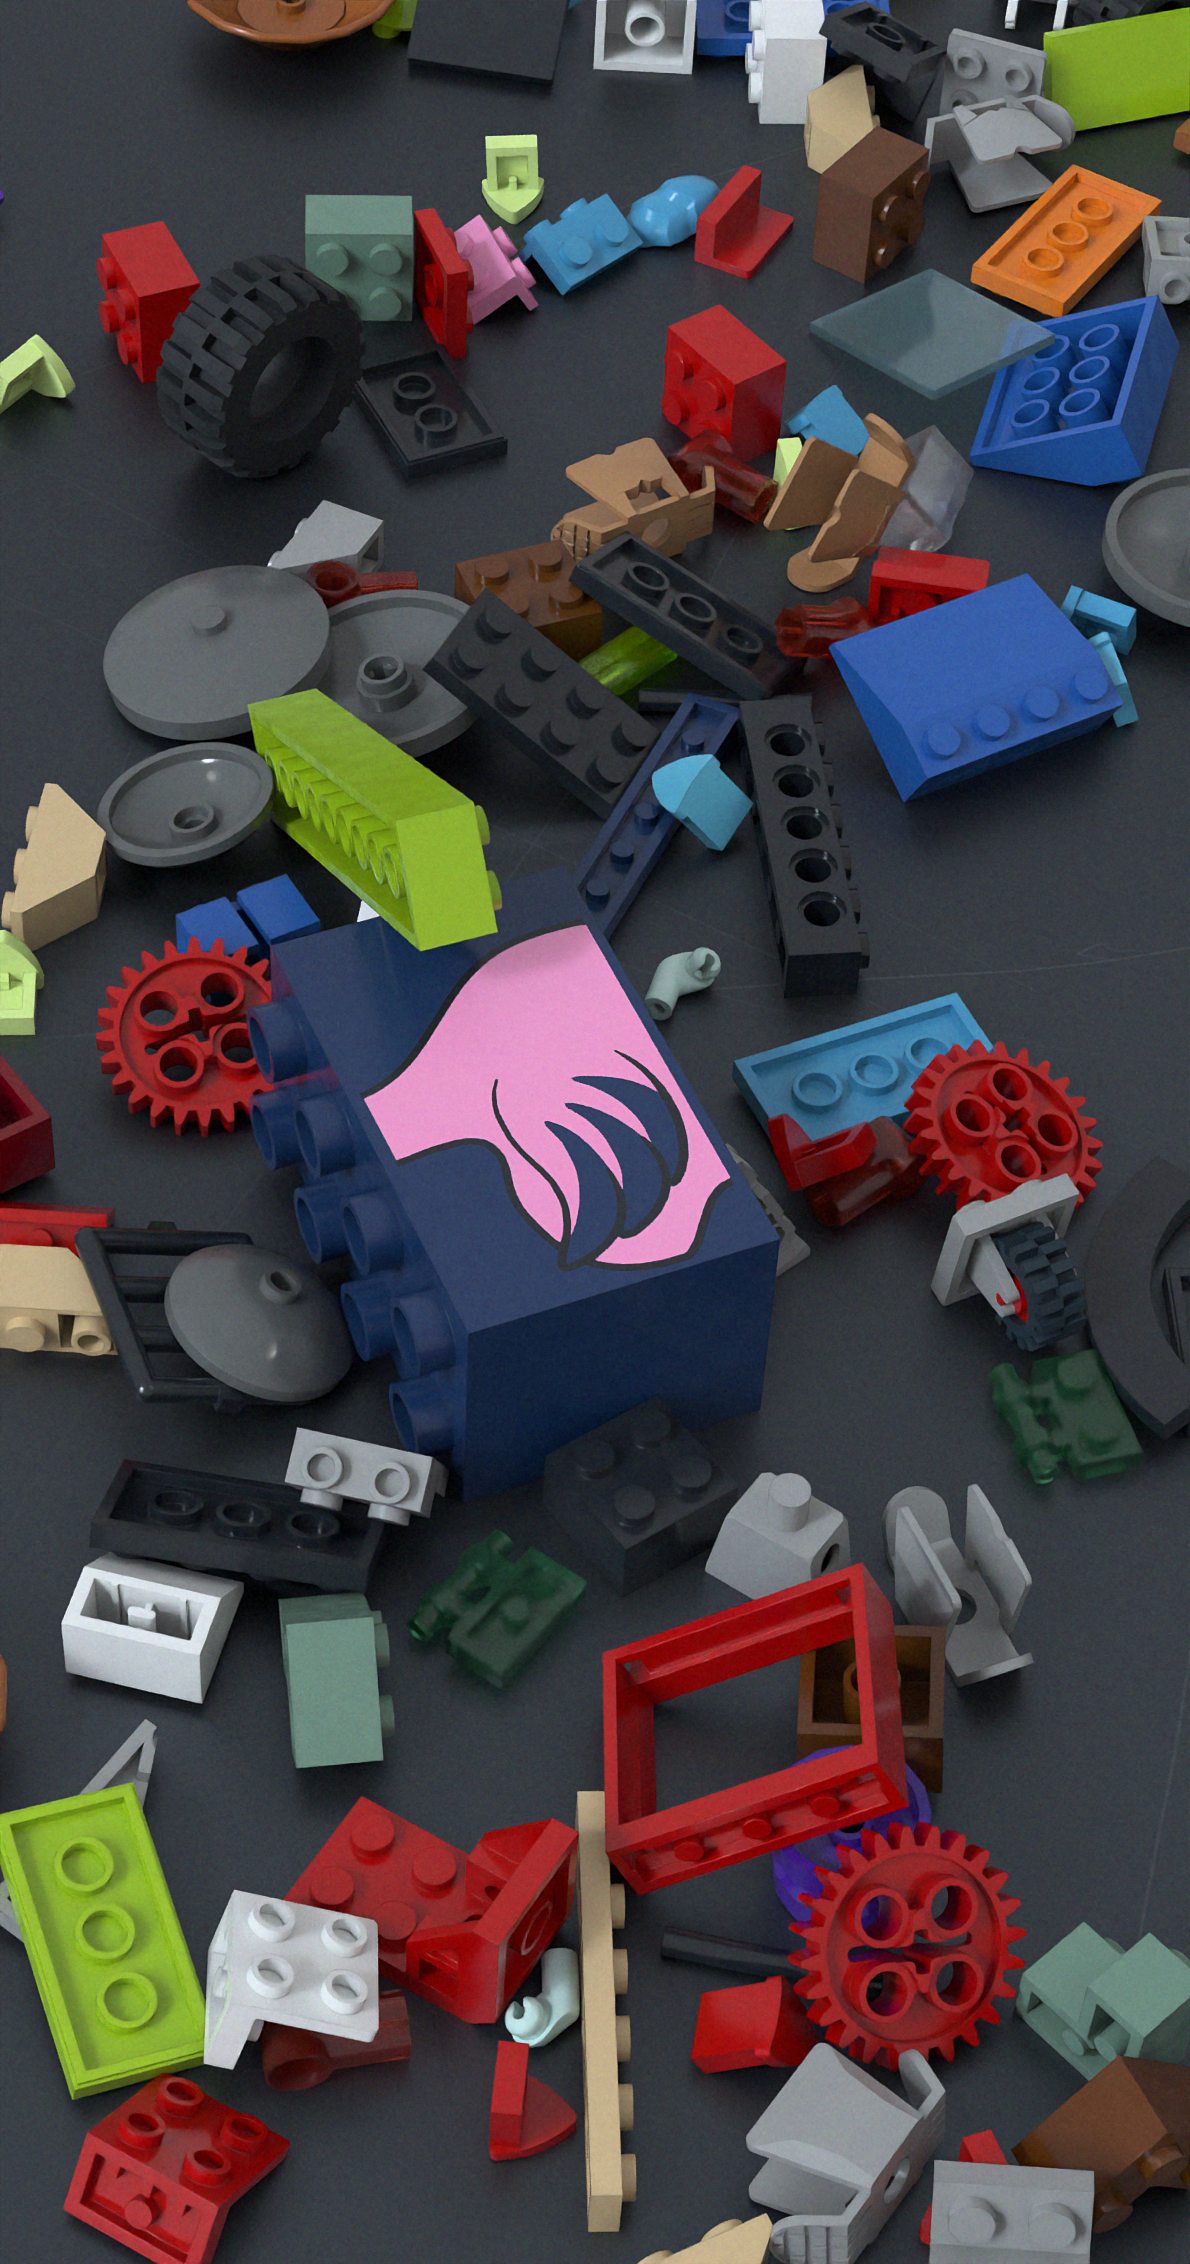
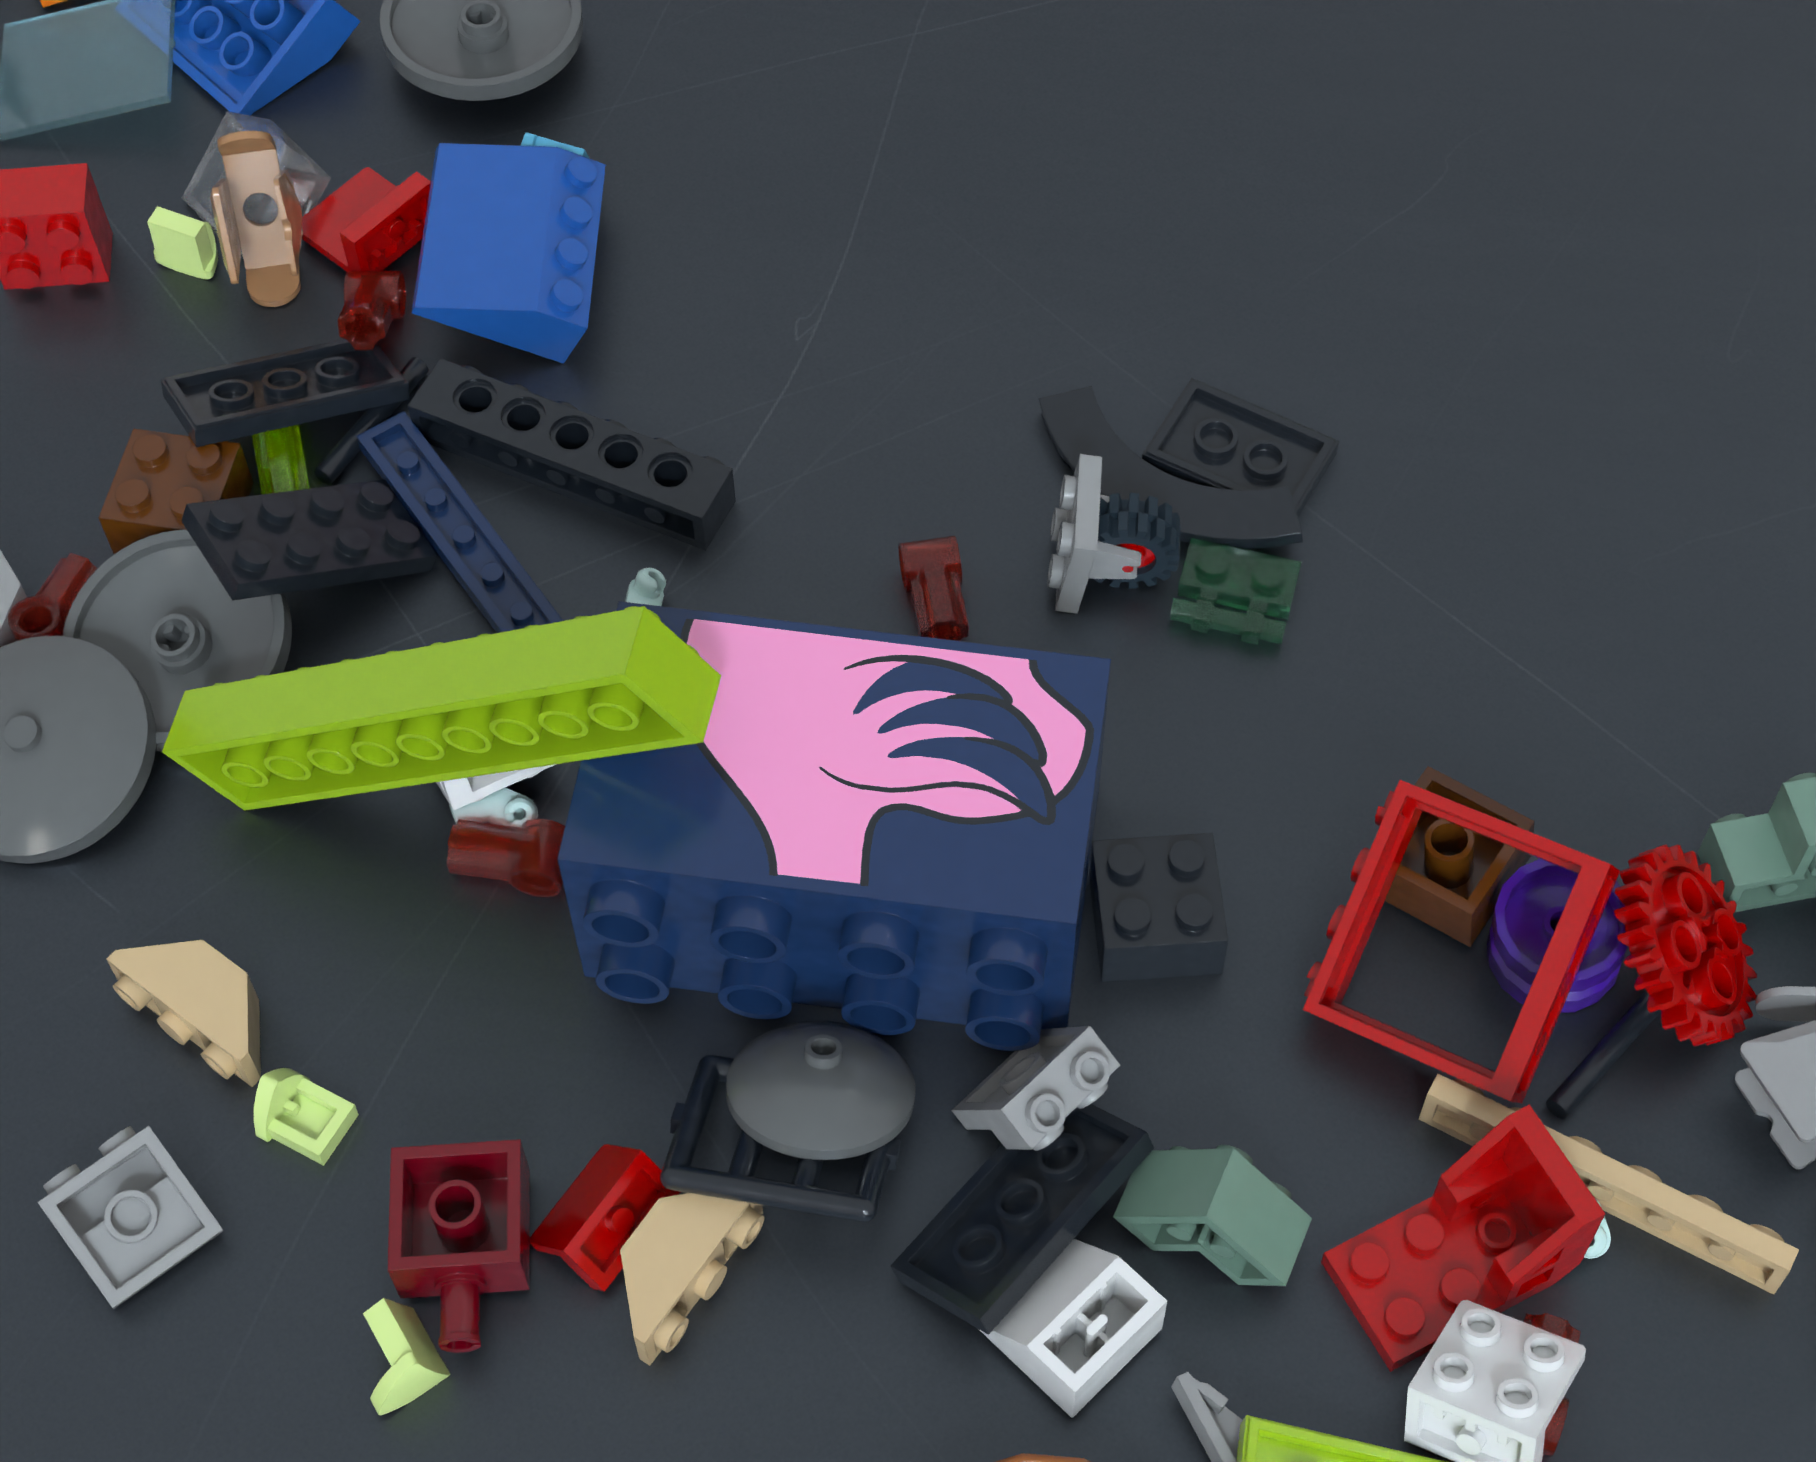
camera: 55 degrees left, 10 degrees up
(180, 986) = (430, 966): red gear -> none
(187, 805) = (192, 845): dark grey dish -> none
(259, 918) = (386, 881): blue piece -> none
(511, 1619) = (1213, 1054): clear green plate -> none
(524, 2111) = (1664, 1285): red tile -> none
(627, 502) = (112, 377): medium nougat piece -> none
(702, 798) = (482, 488): medium azure tile -> none
(736, 483) = (111, 291): clear red piece -> none
(752, 2027) = (1673, 1090): red tile -> none
(779, 1538) = (1274, 833): light grey torso -> none
(810, 1161) = (920, 602): red tile -> none
(830, 420) = (135, 185): dark azure tile -> none
(855, 1069) = (841, 532): dark azure plate -> none
(934, 1574) = (1356, 758): light grey piece -> none
(998, 1124) = (968, 481): red gear -> none
(1097, 614) = (497, 127): dark azure tile -> none

